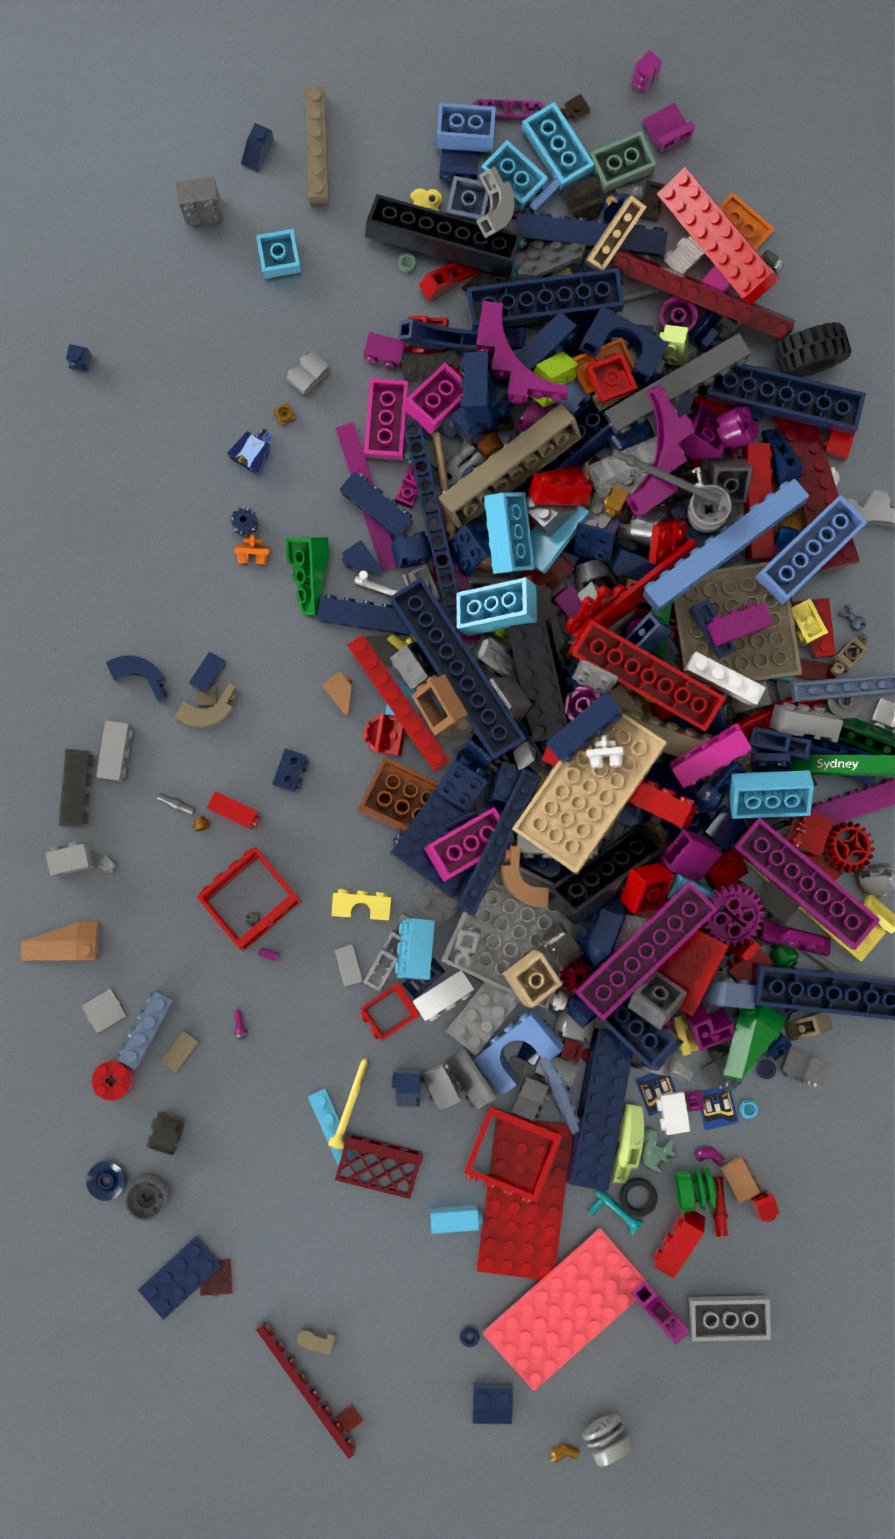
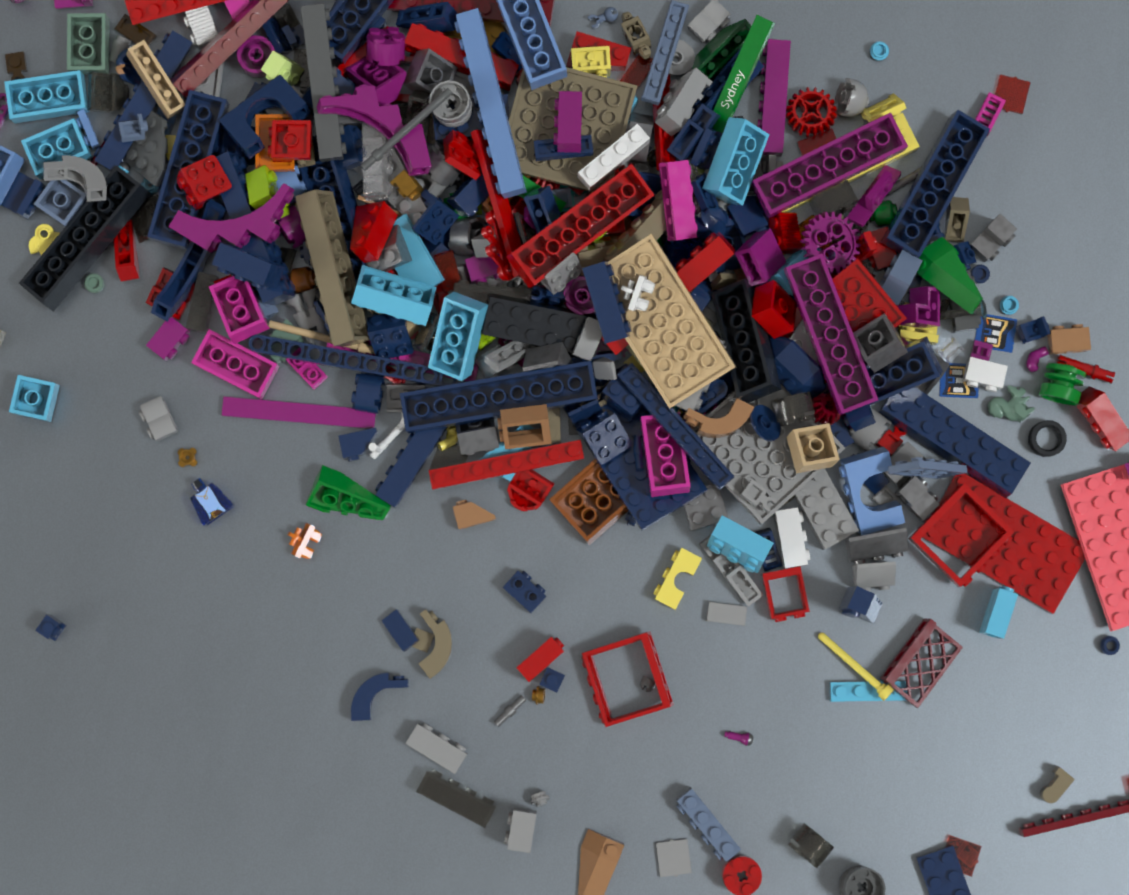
camera: 65 degrees left, 0 degrees up
(179, 1051) = (740, 803): dark tan tile -> none
(220, 829) = (552, 679): none -> dark blue brick
(247, 527) = (280, 540): dark blue brick -> none
(269, 954) = (686, 682): magenta tile -> none
(375, 505) = (312, 408): dark blue brick -> none
(537, 924) = (765, 423): none -> dark blue dish
(539, 314) = (203, 181): none -> red bracket
(543, 728) = (588, 340): none -> light grey slope
(559, 1001) = (842, 433): white plate -> none
(560, 234) = (133, 130): none -> sand blue bracket
(603, 1199) = (1037, 468): teal piece -> none
(631, 1143) = (995, 424): yellowish green slope -> none
(734, 1141) = (1033, 330): none -> dark blue bracket
(765, 1206) = (1102, 327): red slope -> none
(809, 832) = (784, 141): red hinge -> none

